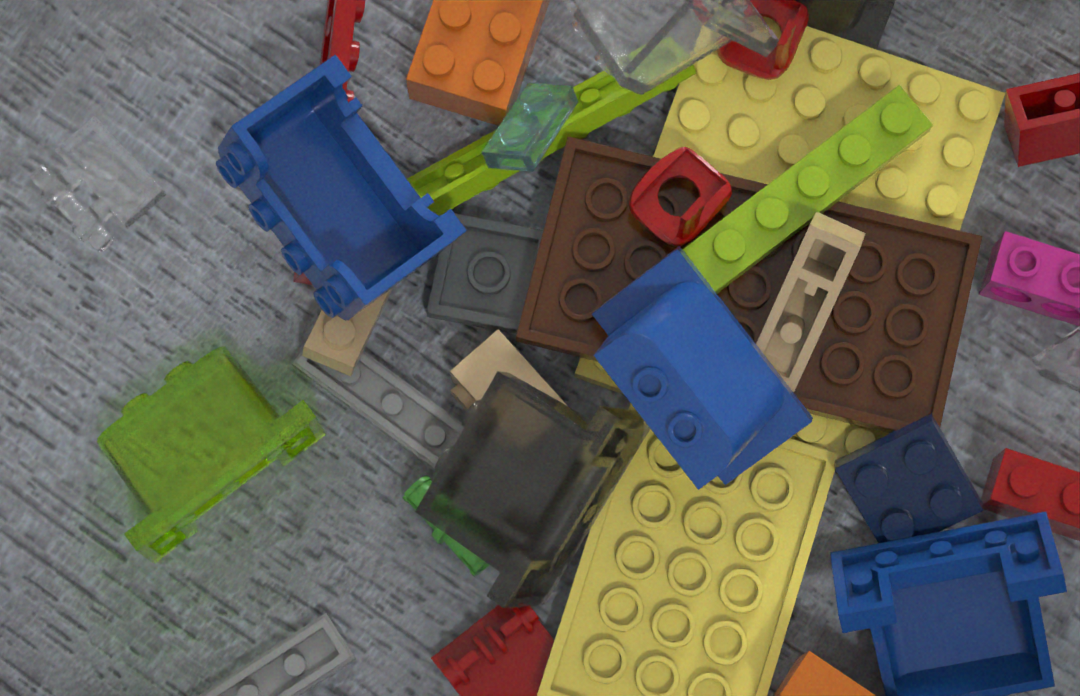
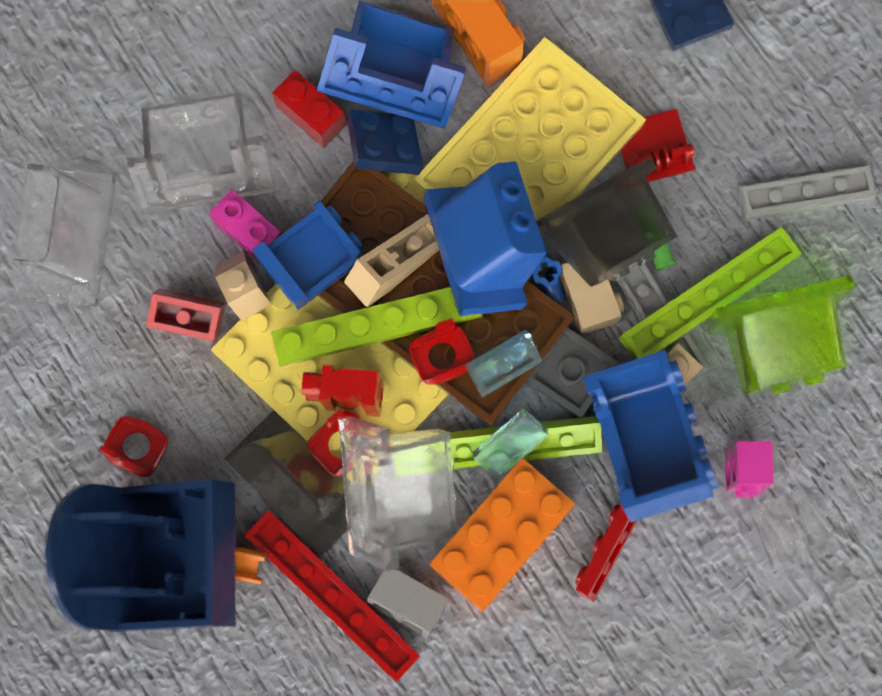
camera: 155 degrees left, 0 degrees up
(184, 230) = (749, 468): none -> dark pink brick
(332, 464) = (714, 291): none -> lime plate
(578, 383) = (550, 284): none -> blue axle
(587, 215) = (503, 363): none -> clear light blue plate
(791, 91) = (345, 388): none -> red hips
(934, 252) = (310, 255): none -> blue panel
(1011, 188) = (241, 286): none -> tan slope

